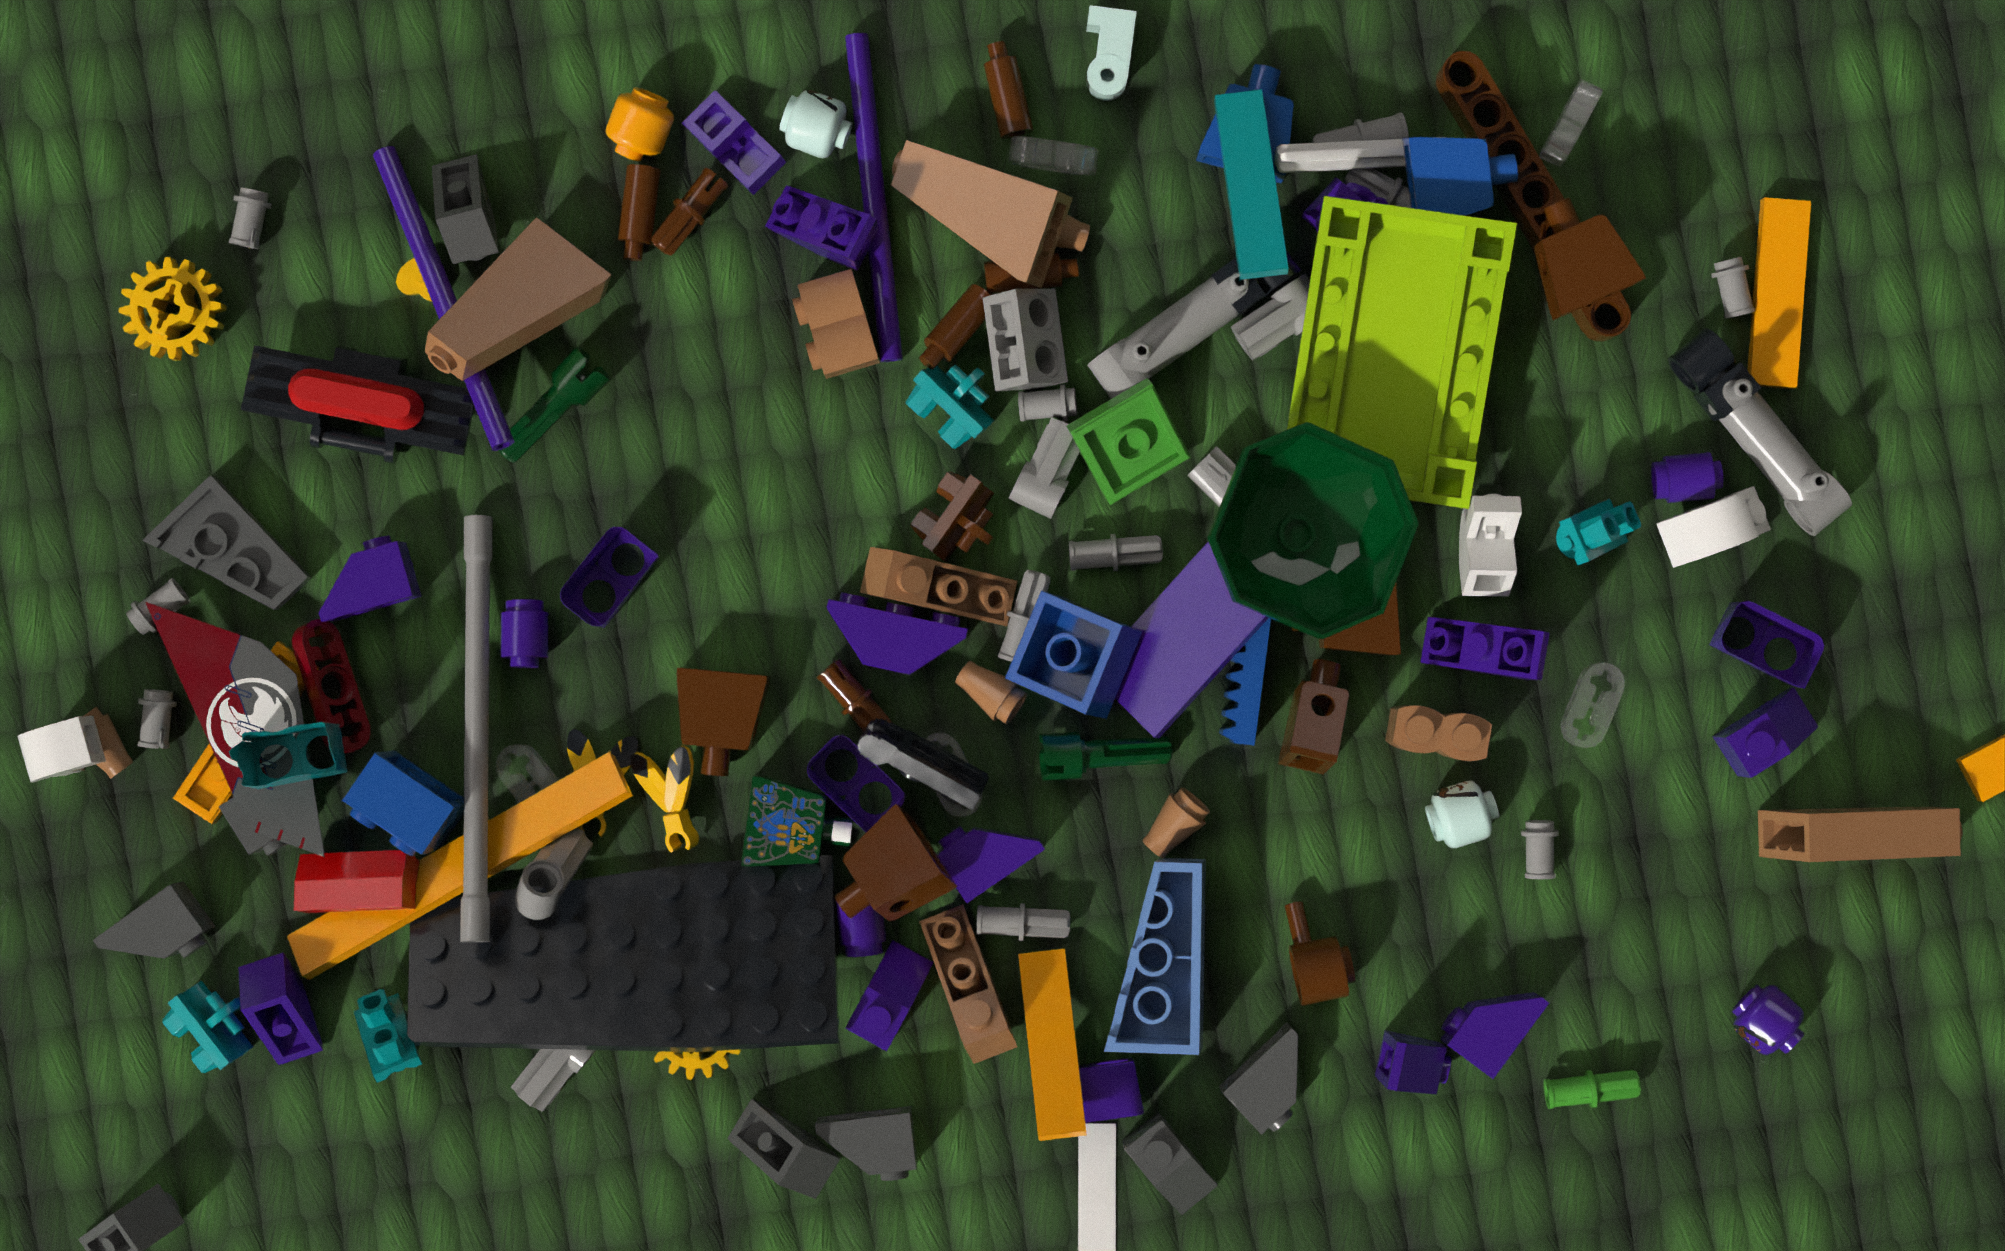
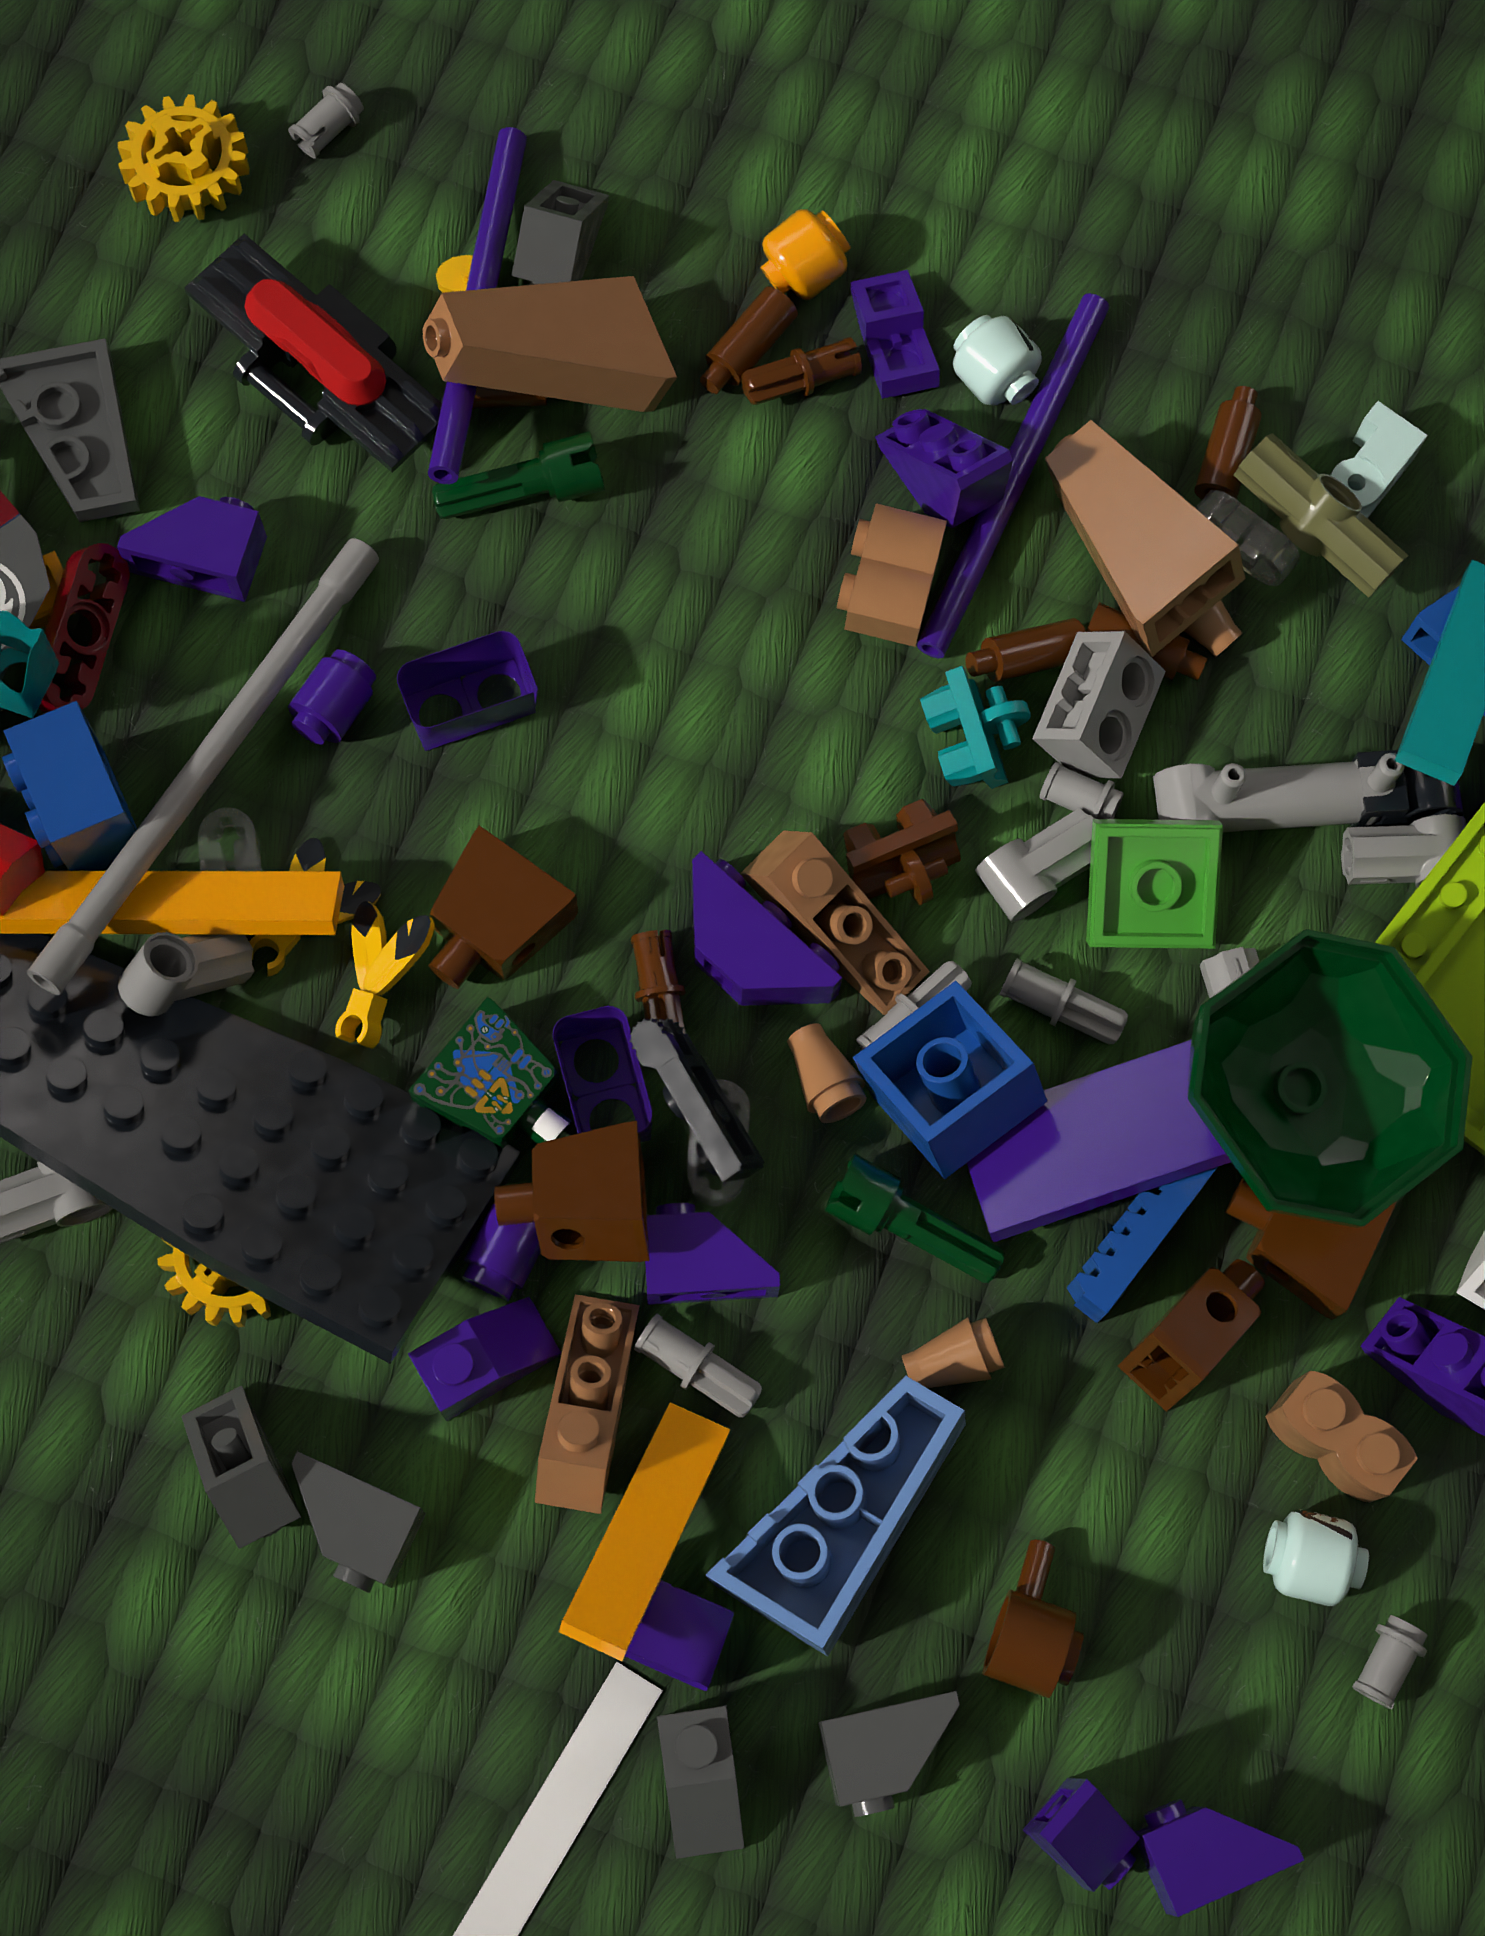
camera: 30 degrees right, 15 degrees down
(1096, 115) = (1320, 515): none -> olive piece

